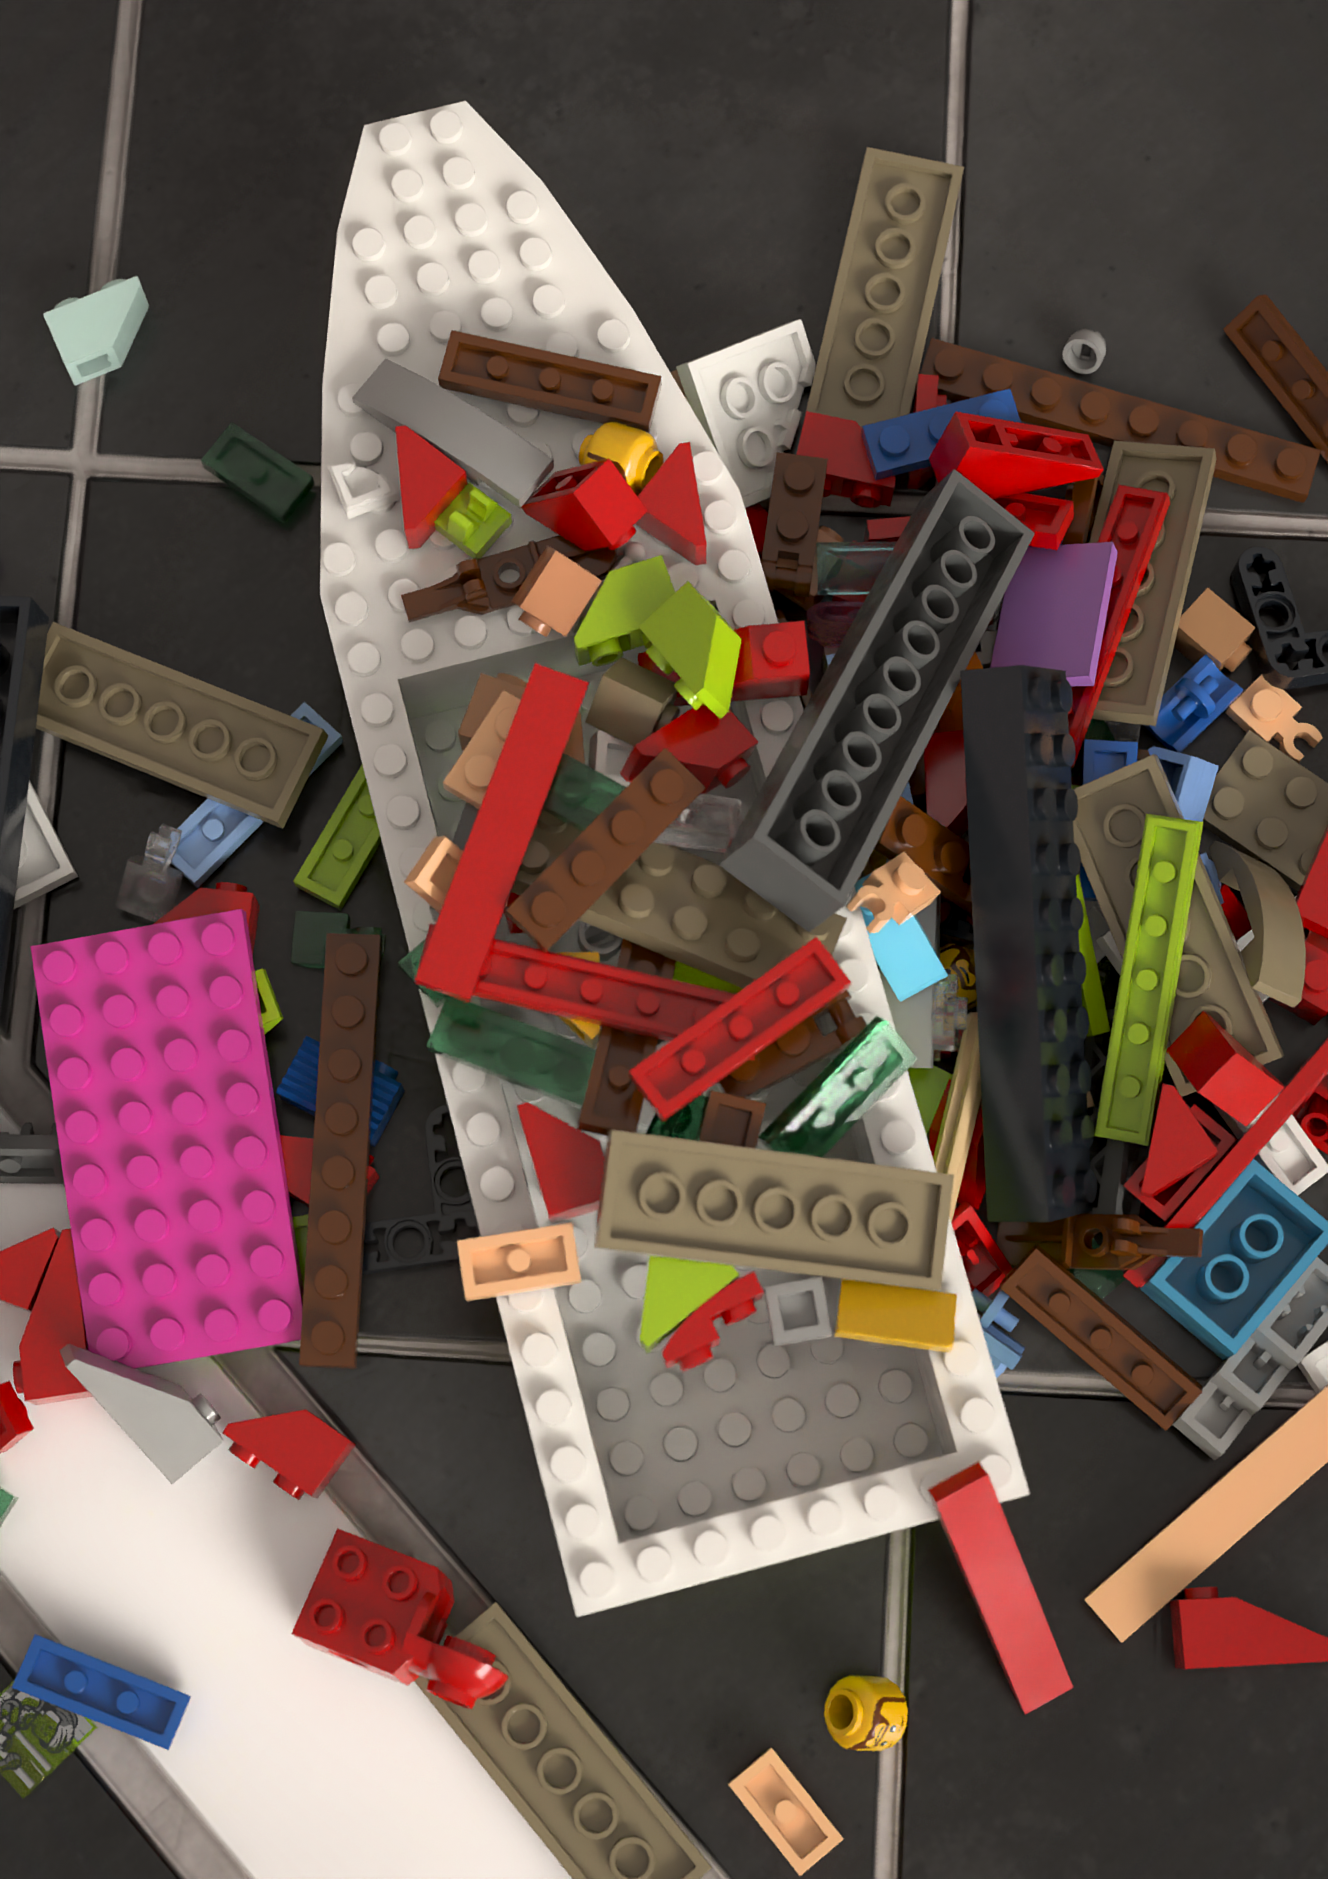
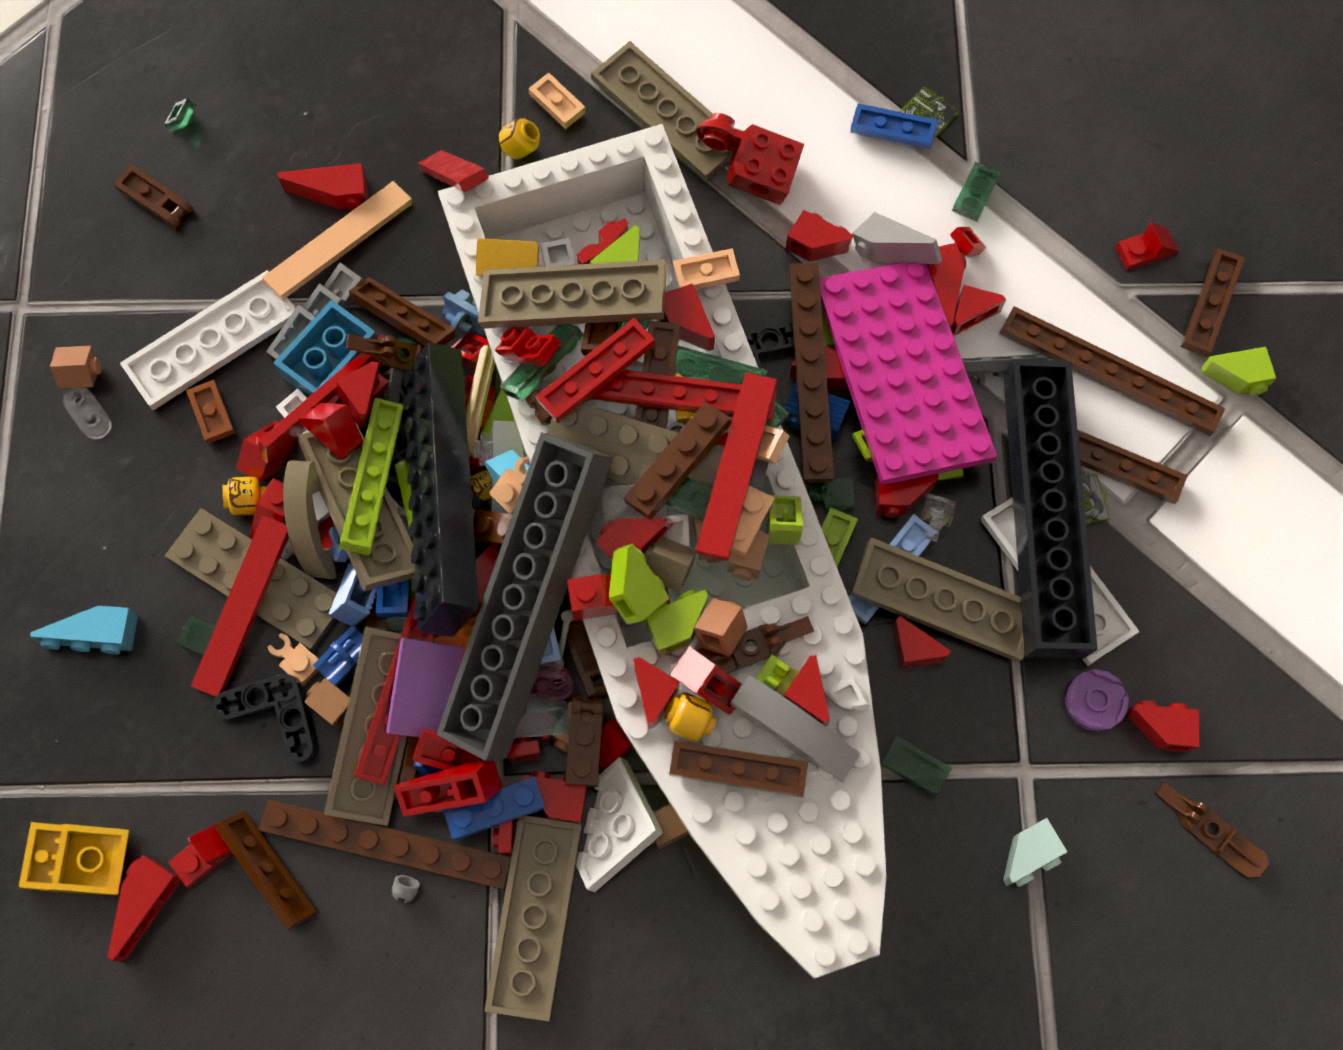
camera: 175 degrees right, 5 degrees down
(226, 653) = (915, 646): none -> red slope
(424, 762) = (785, 520): none -> lime slope
(861, 1120) = (526, 347): none -> red slope

